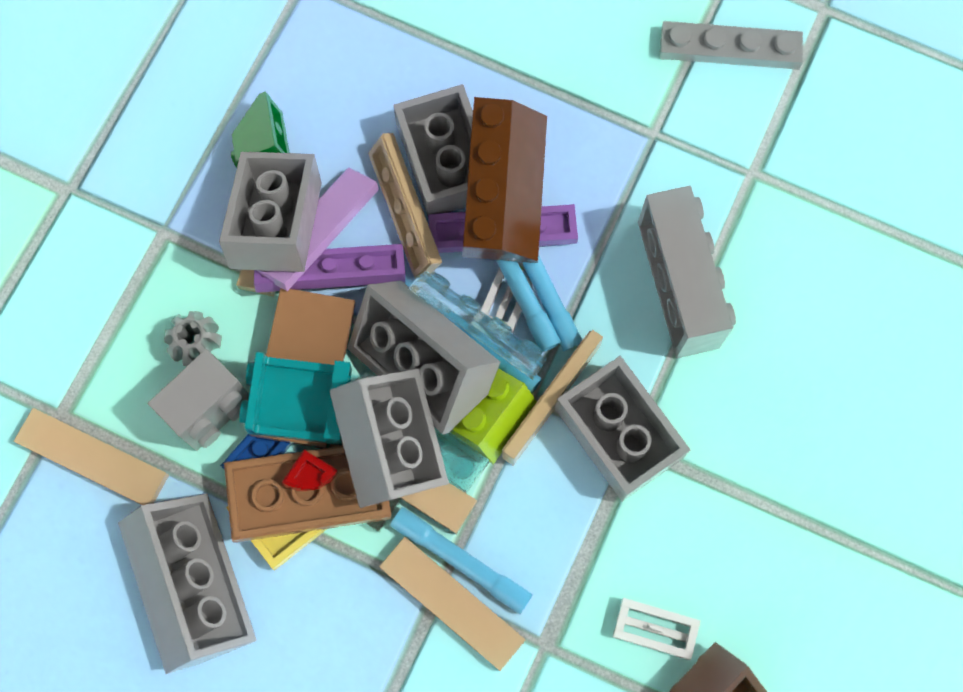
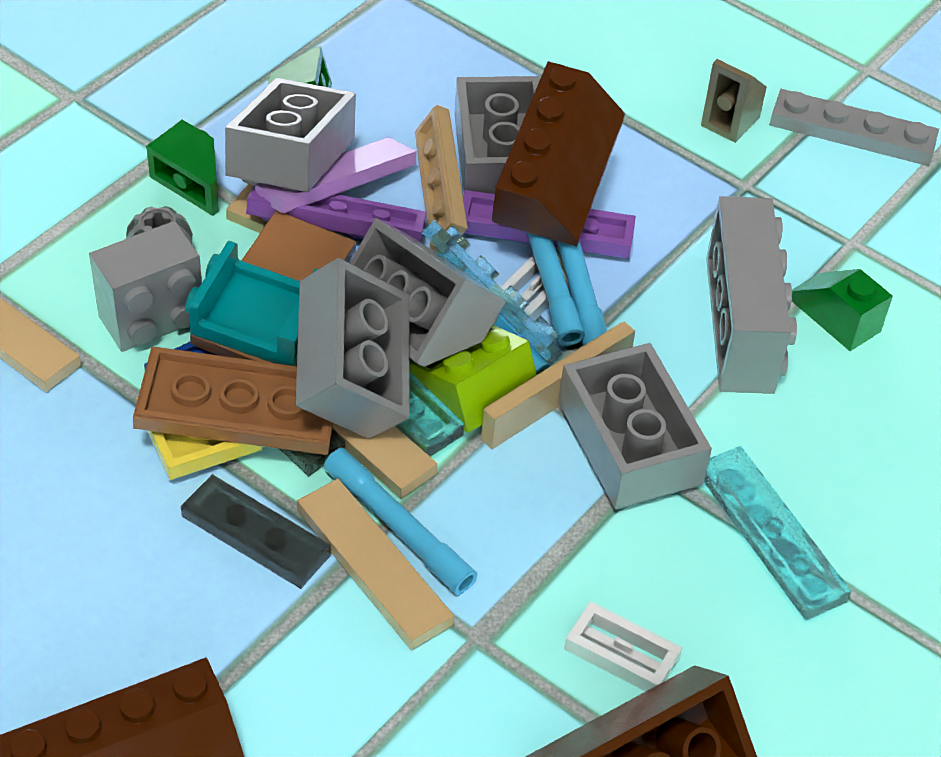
camera: 10 degrees right, 25 degrees down
(186, 581) = (60, 461): light grey slope -> none
(191, 247) = (186, 164): none -> green slope
(309, 473) = (246, 375): red tile -> none
(354, 598) = (256, 531): none -> clear smoke tile
(628, 53) = (732, 101): none -> dark tan slope
(747, 494) = (775, 534): none -> clear light blue plate
(756, 248) = (845, 305): none -> green slope

